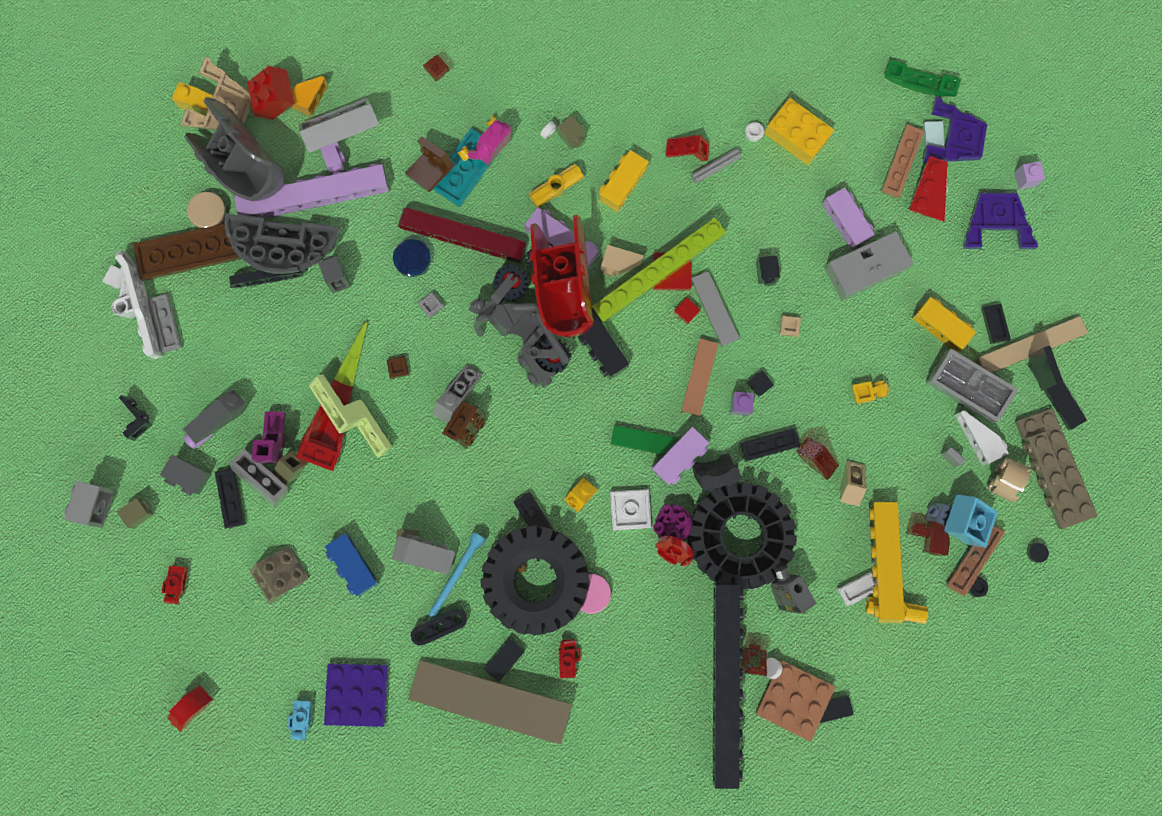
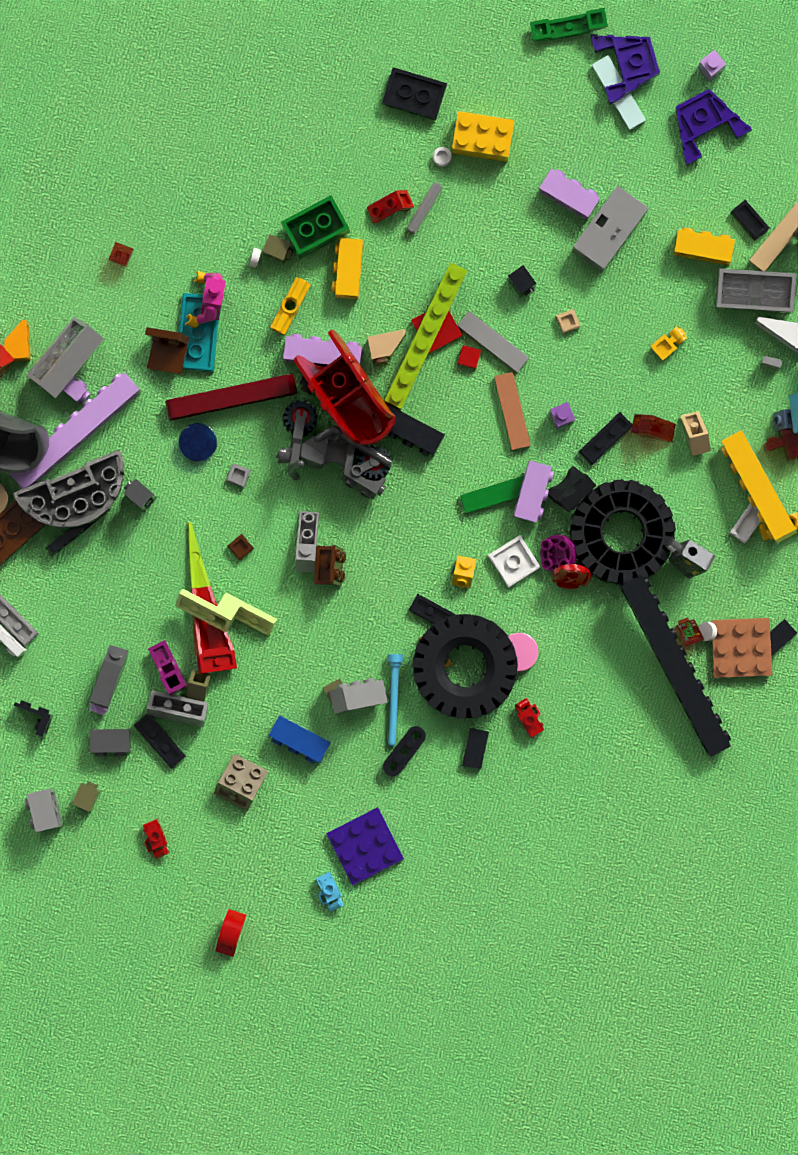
camera: 20 degrees left, 5 degrees up
(490, 702) = (482, 789): dark tan slope -> none
(614, 130) = (315, 227): none -> green brick
(759, 67) = (414, 93): none -> black plate
(760, 384) = (569, 388): black tile -> none
(902, 161) = (590, 113): nougat plate -> none
(931, 190) = (630, 128): red wing -> none

